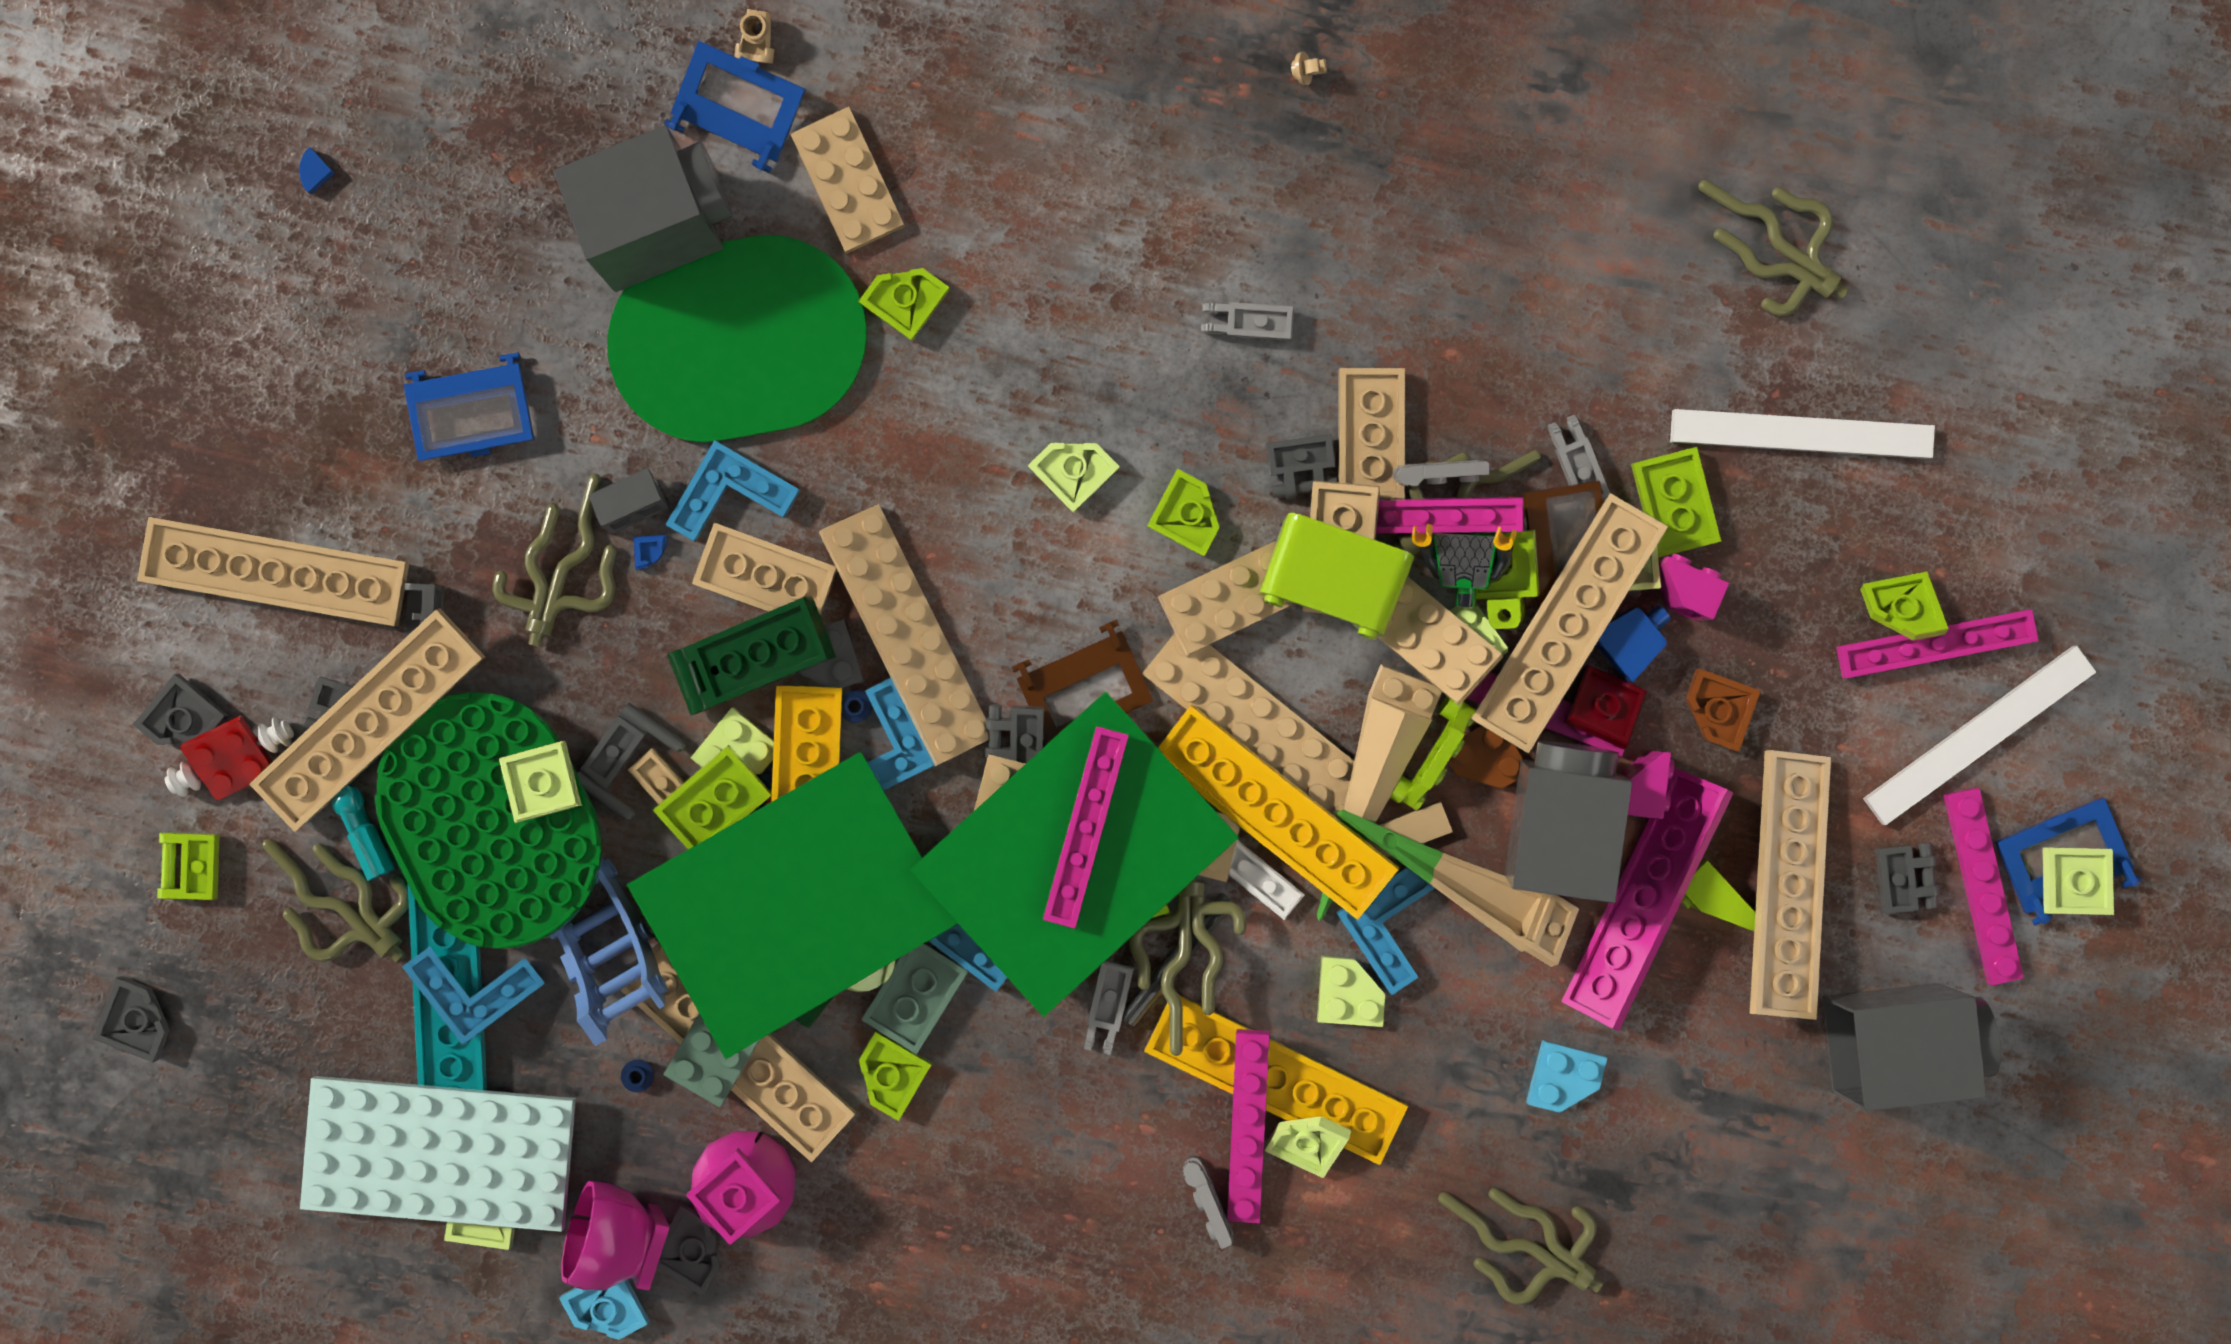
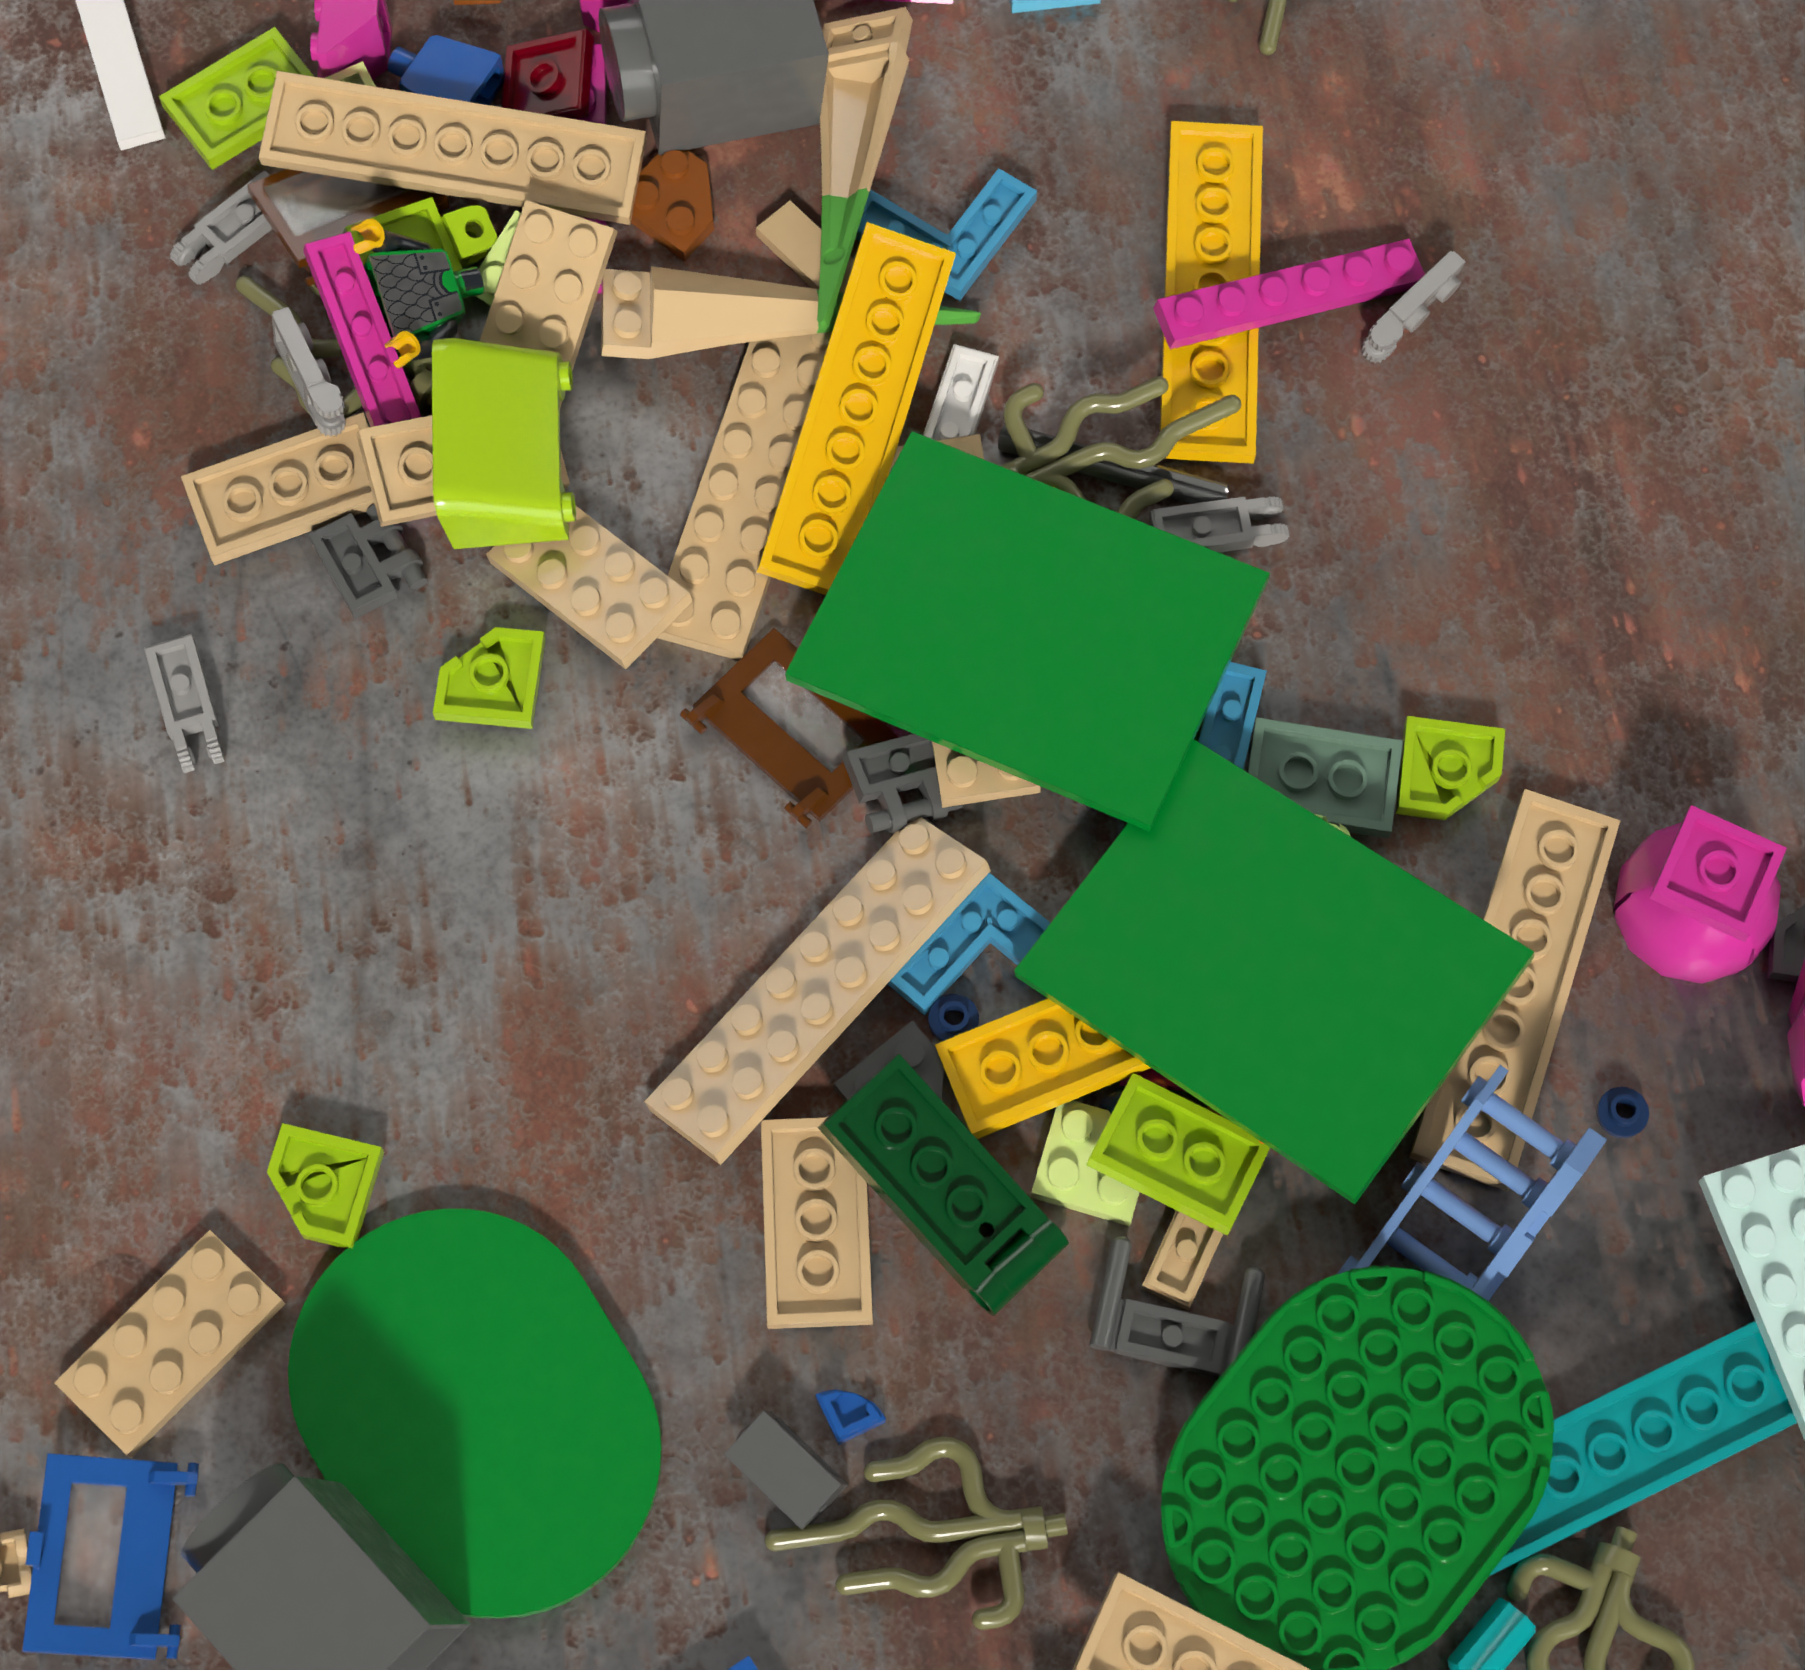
camera: 115 degrees left, 20 degrees down
(471, 1015) = (1658, 1386): dark azure plate -> none
(540, 781) = (1263, 1402): yellowish green plate -> none
(702, 1066) = (1550, 1015): sand green plate -> none
(718, 471) = (688, 1354): dark azure plate -> none
(1073, 471) = (491, 851): yellowish green plate -> none
(1085, 827) = (984, 615): dark pink plate -> none
(1308, 1143) = (1275, 212): yellowish green plate -> none
(1348, 994) = (1060, 248): yellowish green plate -> none
(1432, 769) = (695, 242): lime plate -> none

